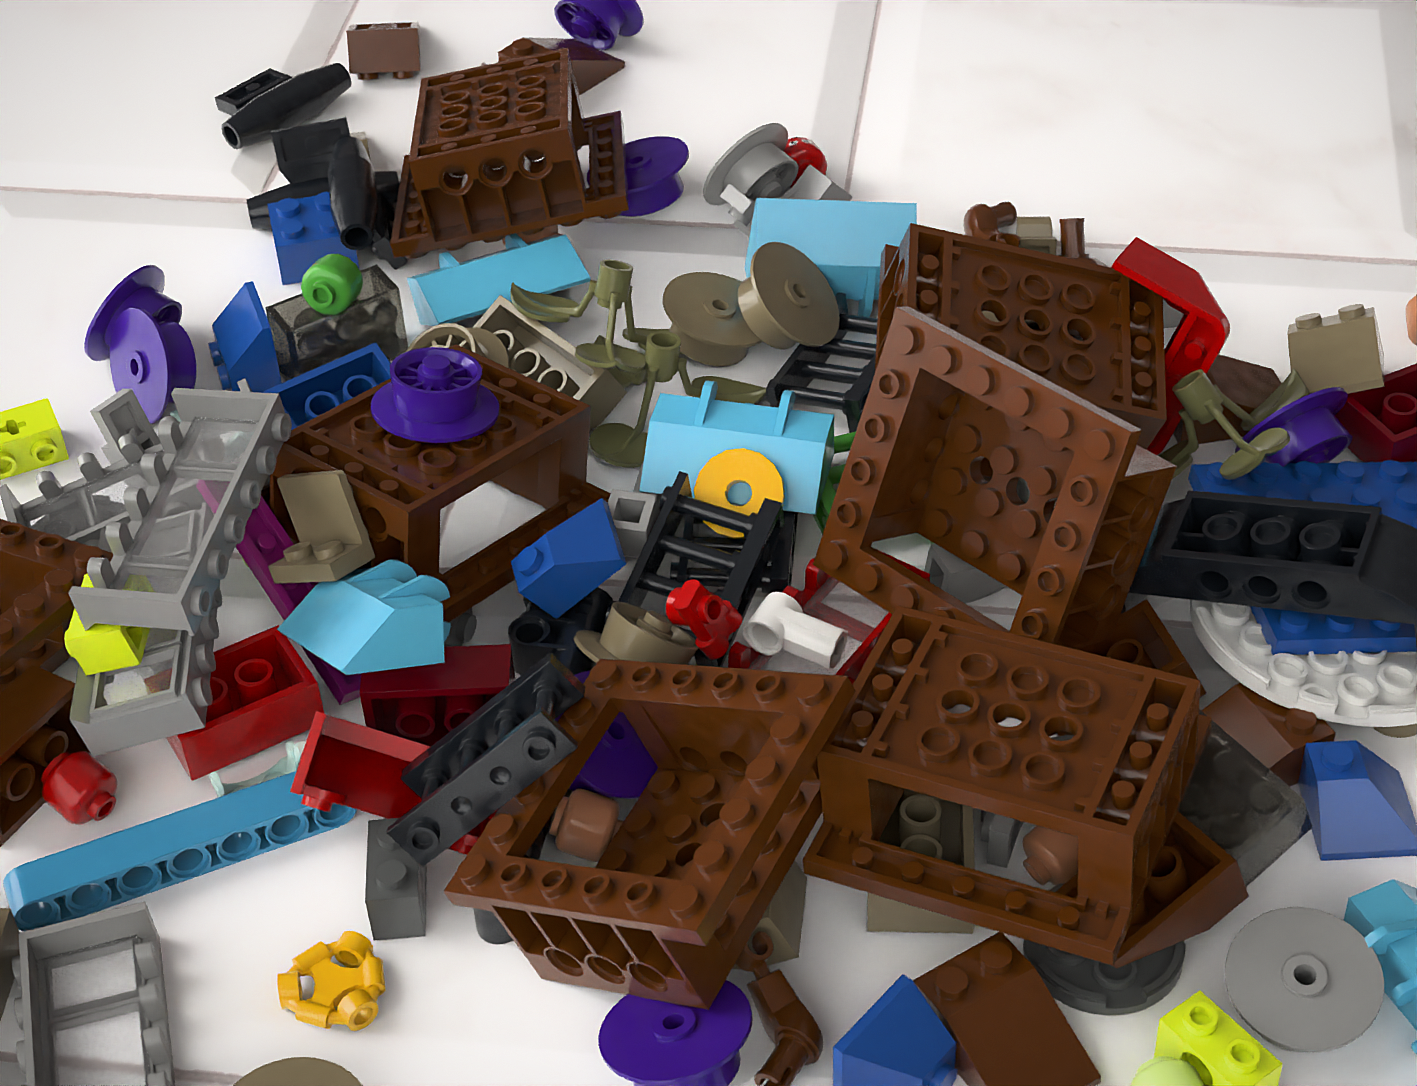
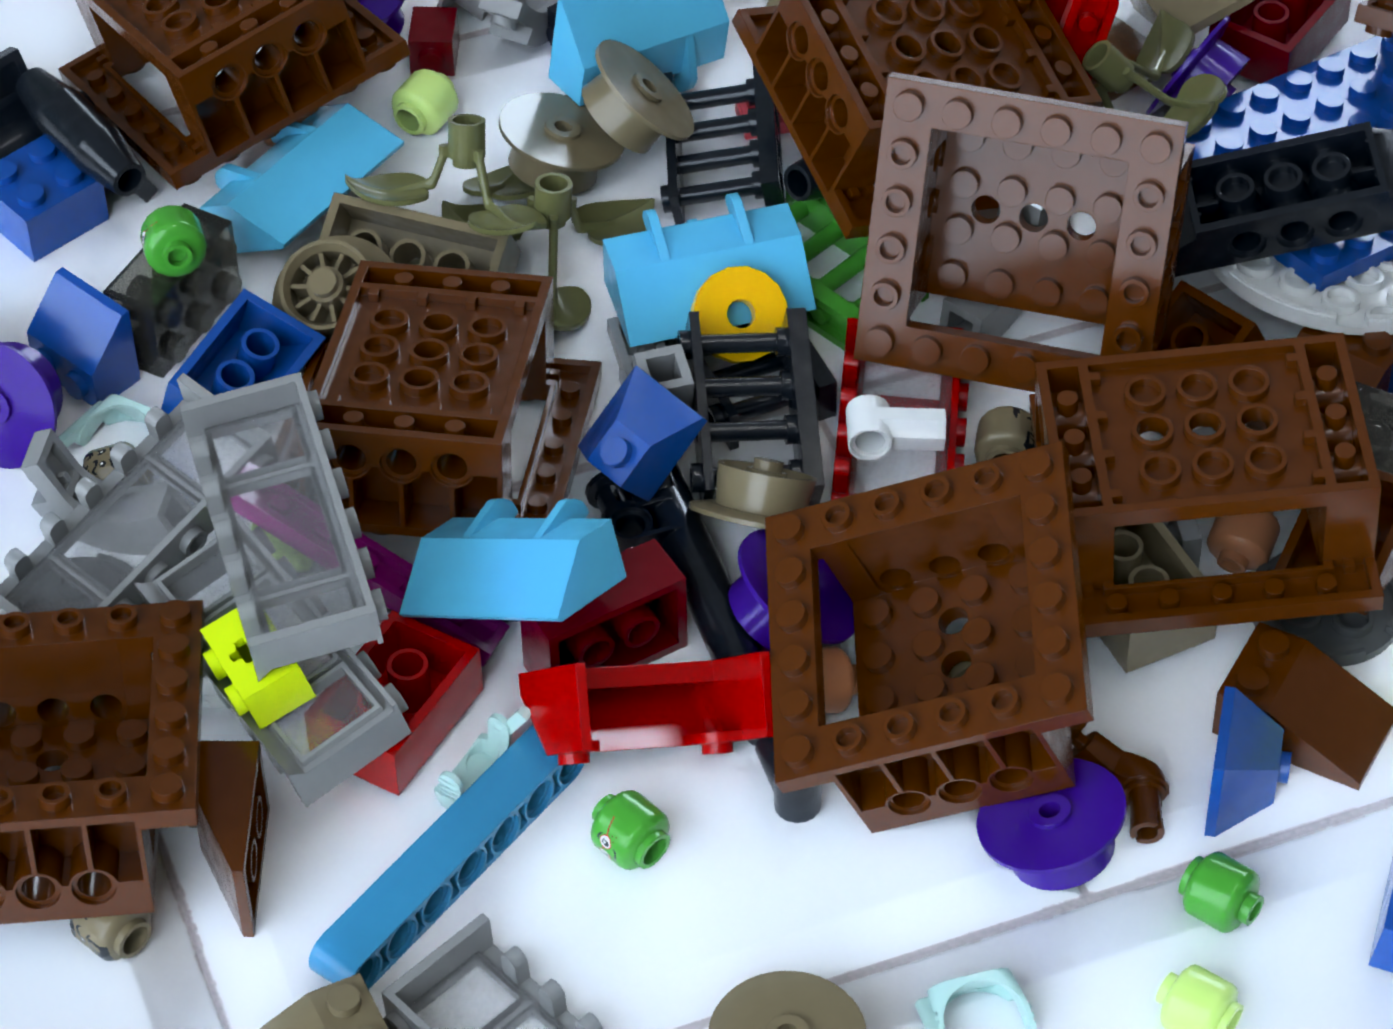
camera: 30 degrees left, 5 degrees up
(79, 787) = (302, 844): red head -> none
(327, 527) = (399, 495): dark tan bracket -> none
(334, 886) = (630, 830): none -> bright green head
(349, 989) = (685, 903): yellow piece -> none
(393, 886) = (690, 795): dark grey brick -> none
(435, 397) = (420, 322): dark purple piece -> none
(487, 759) = (705, 632): black fence -> none
(650, 257) = (424, 102): none -> yellowish green head
(689, 218) = (434, 39): none -> dark red brick
(706, 615) = (810, 441): red plate -> none

